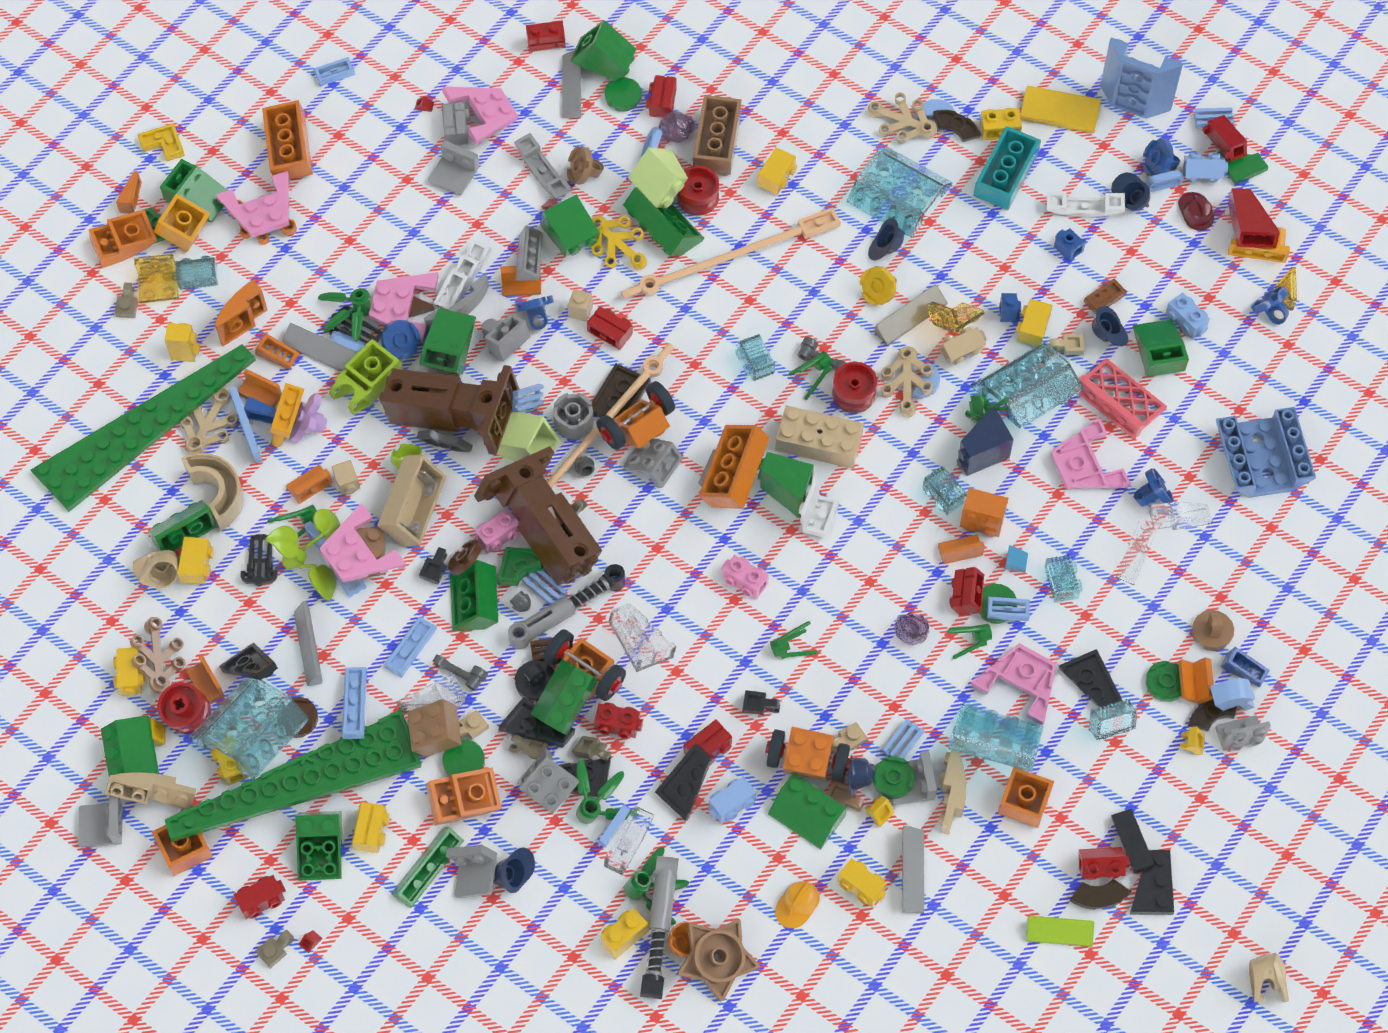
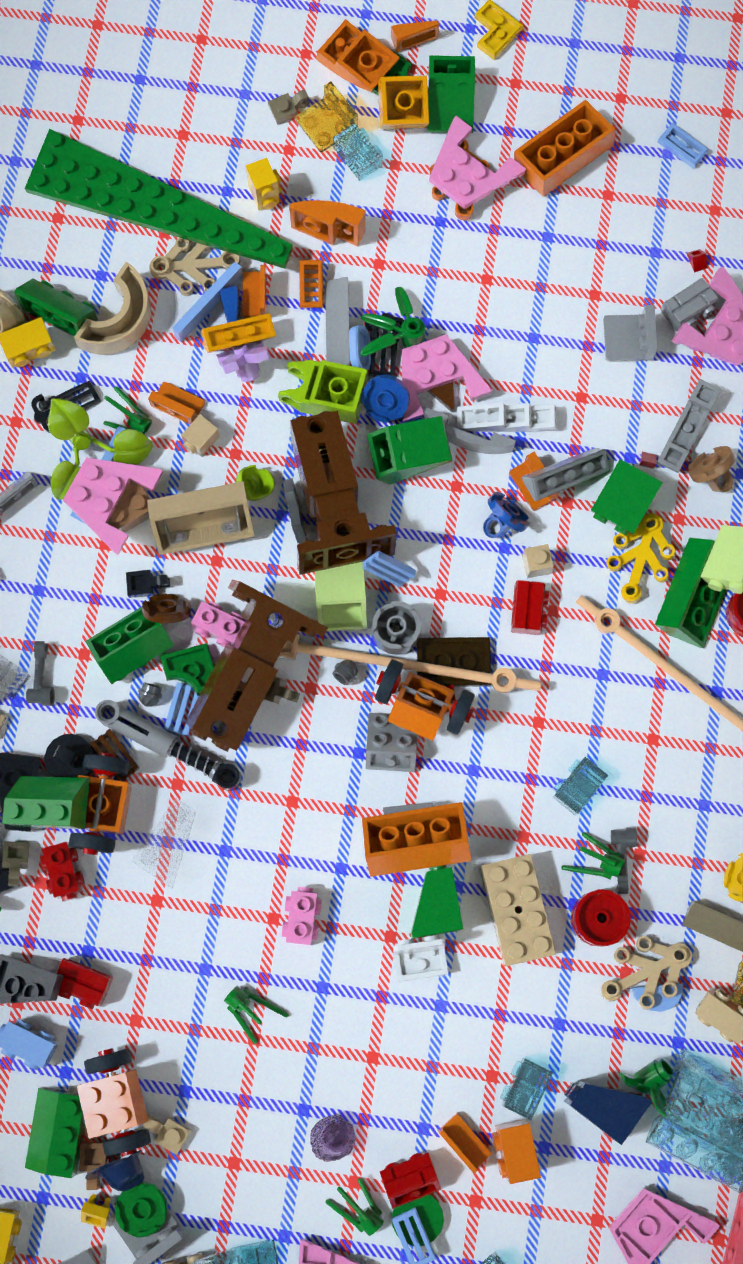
camera: 60 degrees right, 15 degrees up
(410, 647) = (44, 609): light blue tile -> none
(505, 336) = (454, 502): light grey brick -> none
(756, 702) = (158, 1008): black plate -> none
(913, 727) = (194, 1206): light blue tile -> none
(1016, 559) = (484, 1214): dark azure slope -> none

